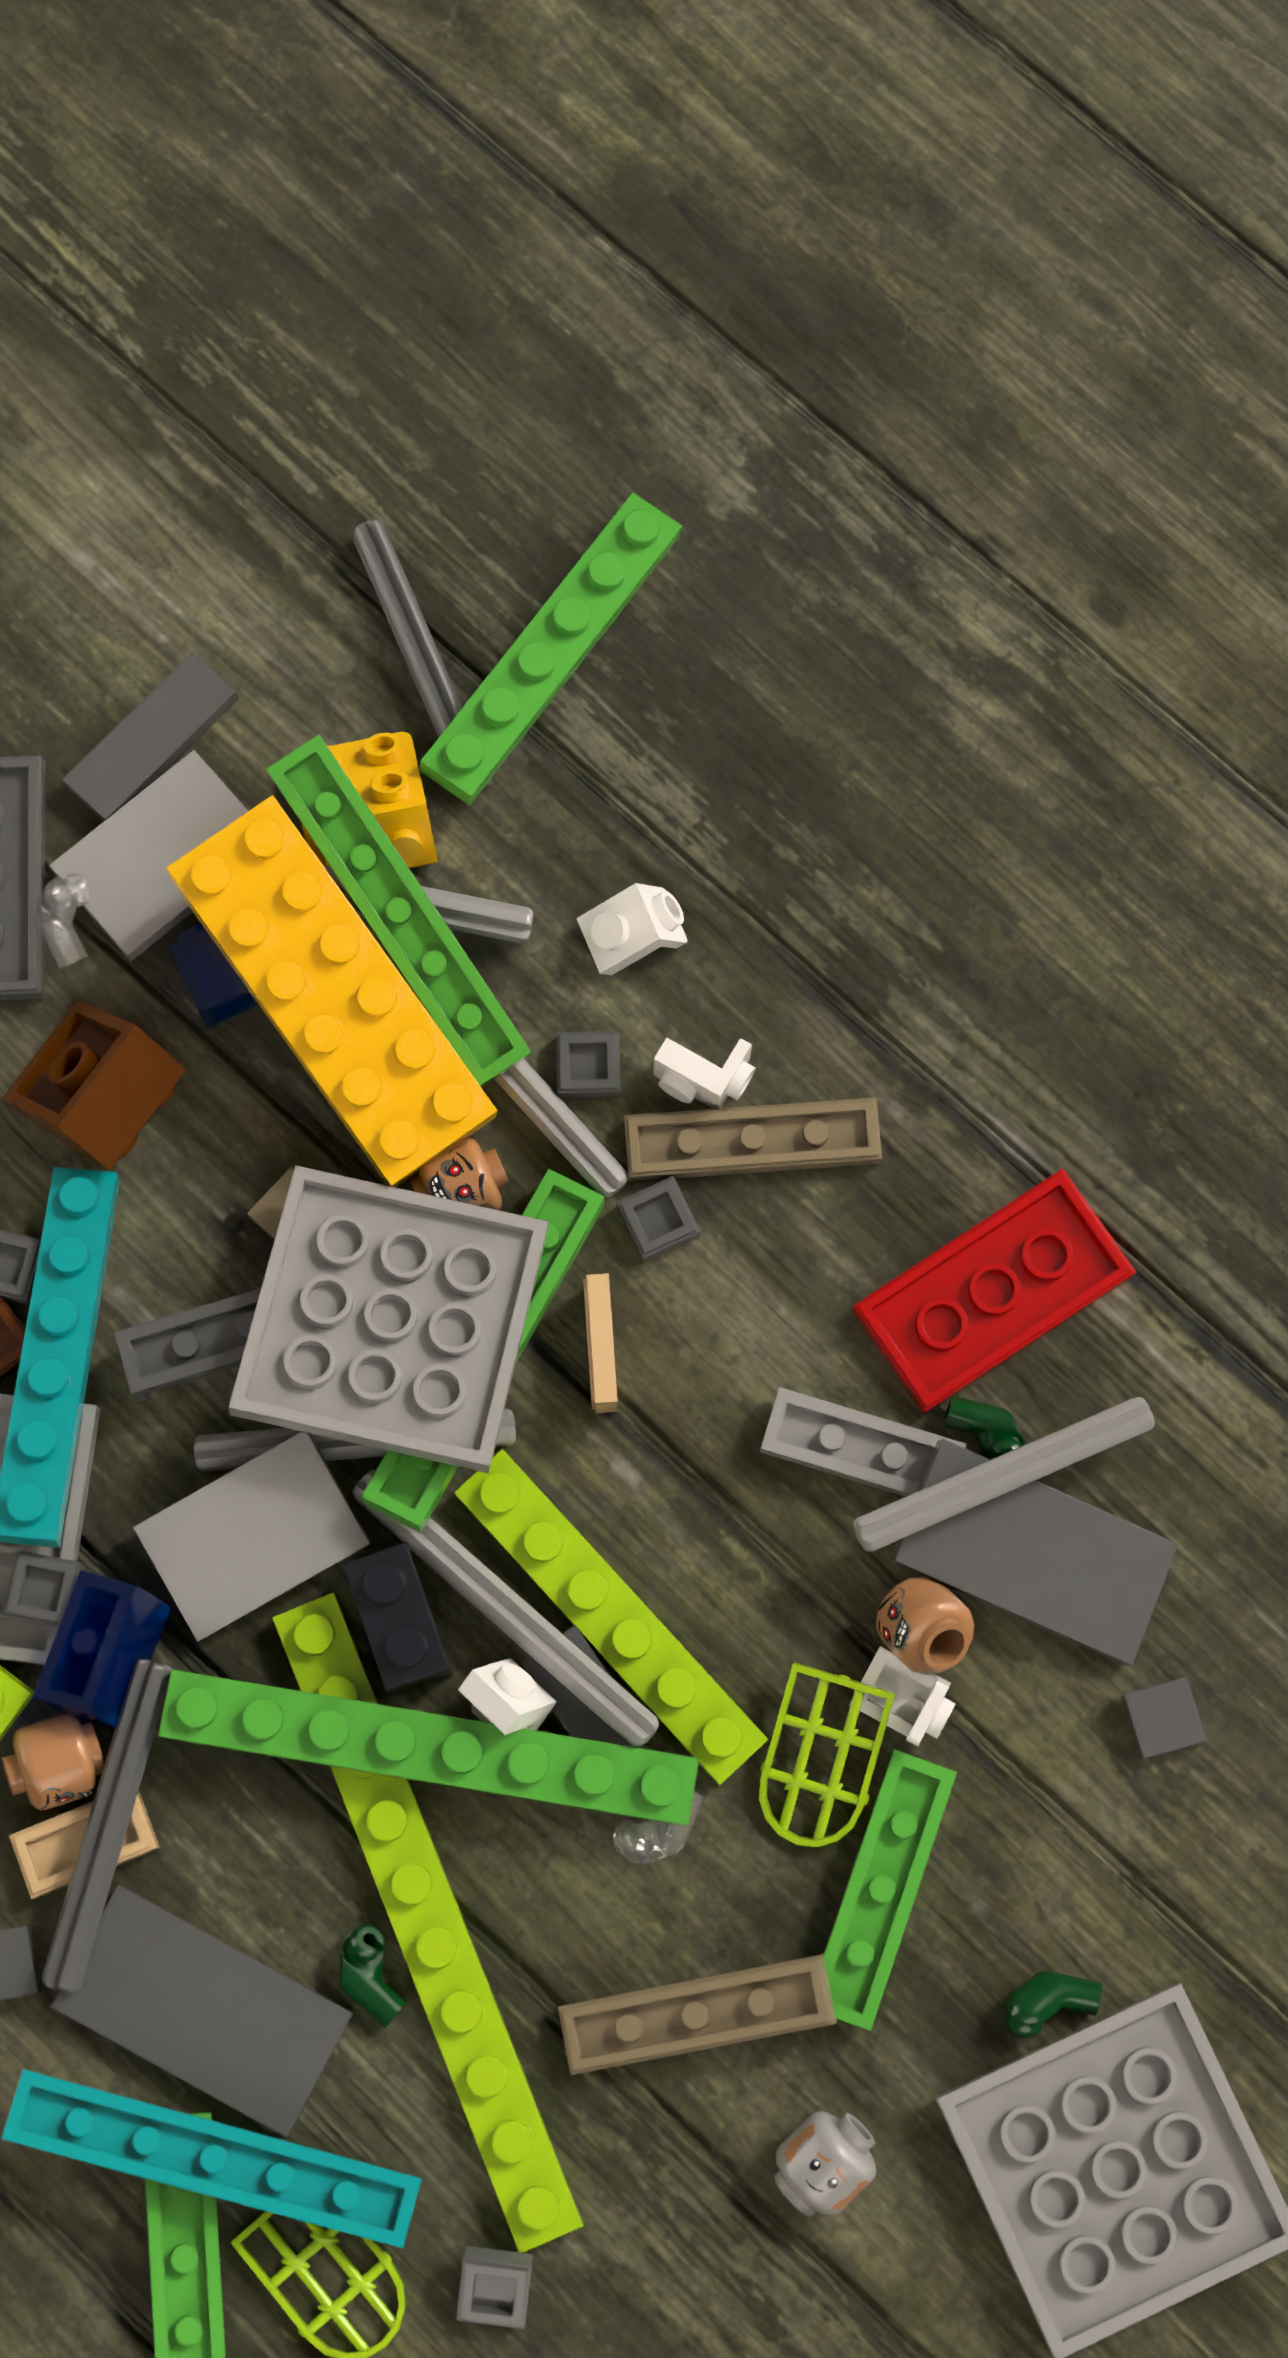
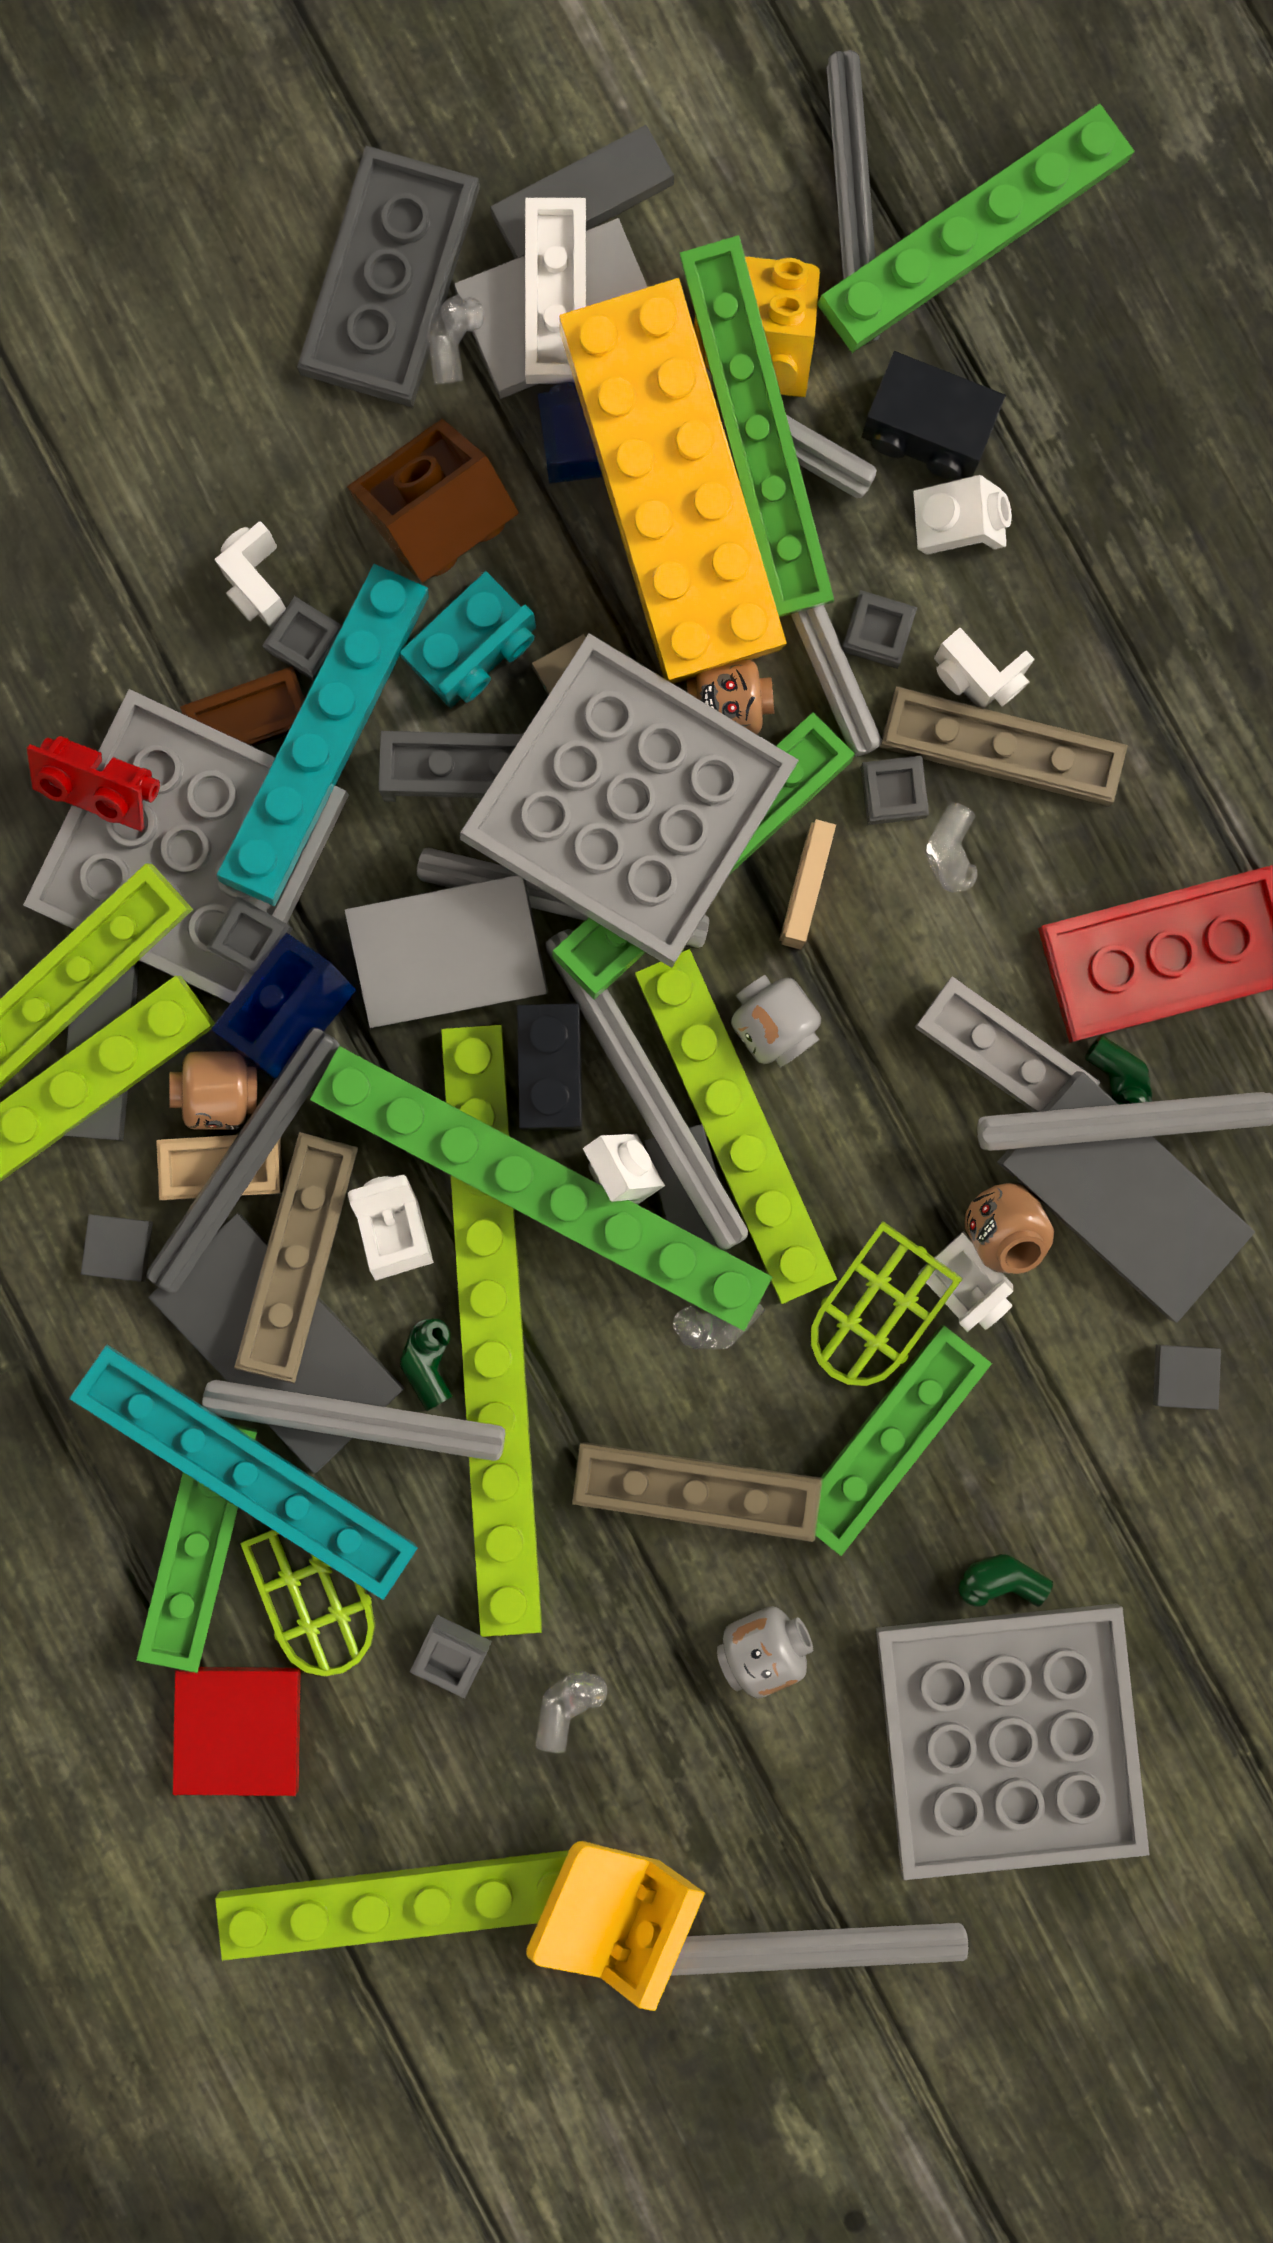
camera: 15 degrees right, 10 degrees up
(148, 834) = (552, 282): none -> white plate
(176, 1211) = (470, 641): none -> teal bracket
(195, 1911) = (296, 1258): none -> dark tan tile
(284, 1842) = (390, 1226): none -> white bracket
(310, 2062) = (354, 1420): none -> light grey axle
(570, 842) = (932, 417): none -> black brick
(615, 1492) = (776, 1020): none -> light grey head
(632, 2295) = (565, 1701): none -> clear arm
(731, 1264) = (946, 853): none -> clear arm

